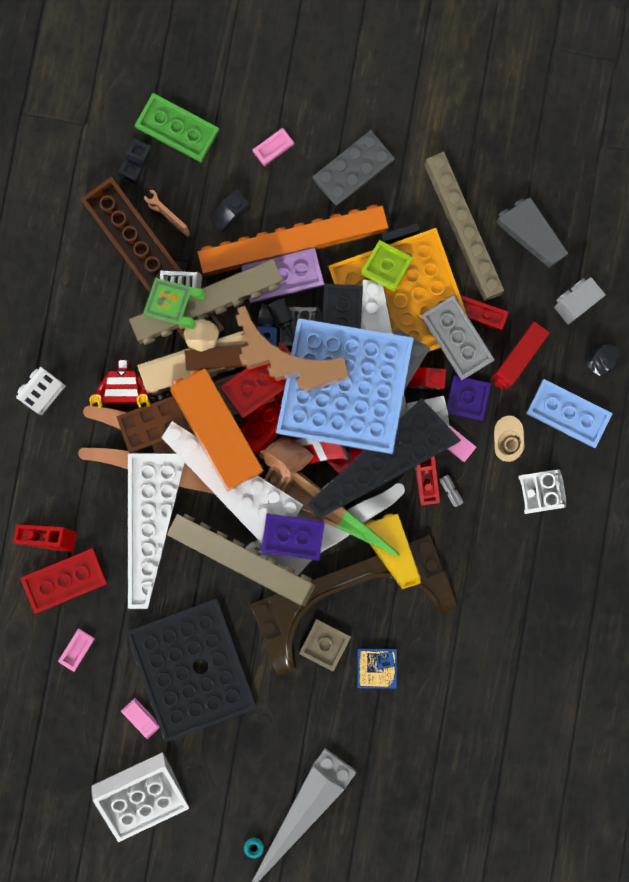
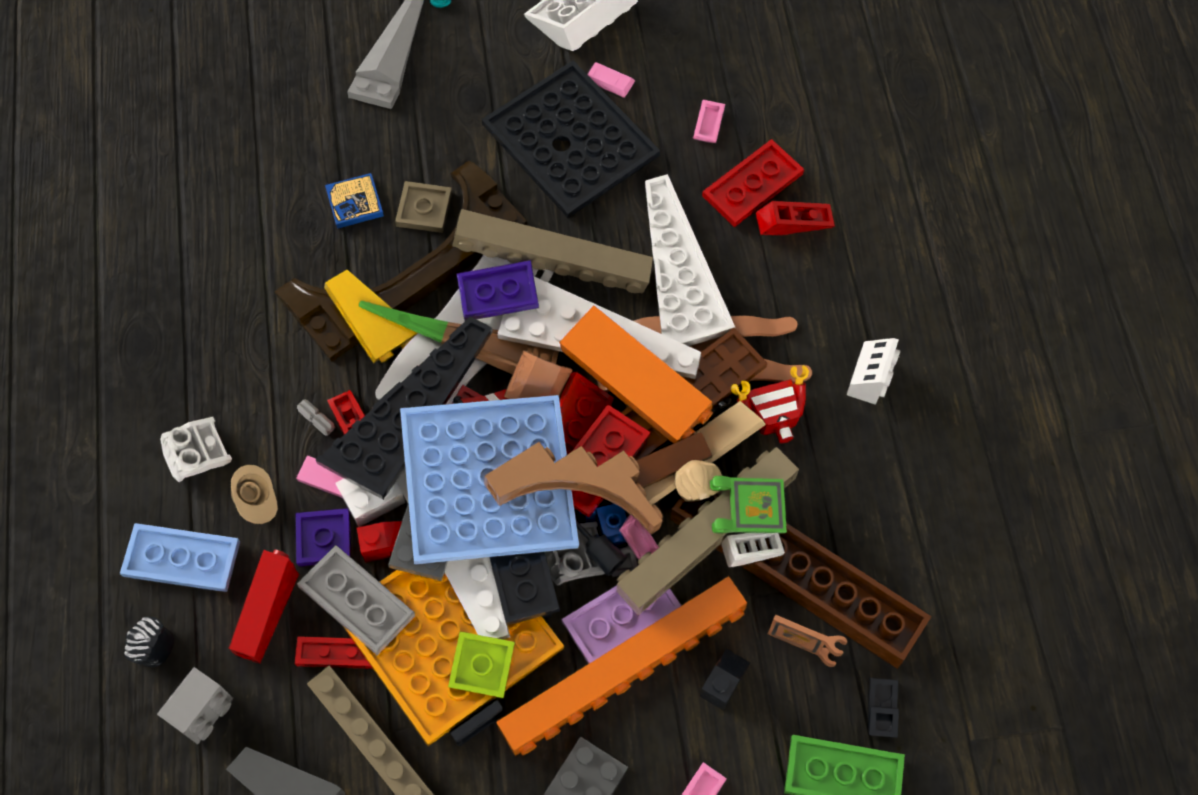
camera: 165 degrees right, 20 degrees down
(256, 317) = (638, 537): none -> bright pink tile

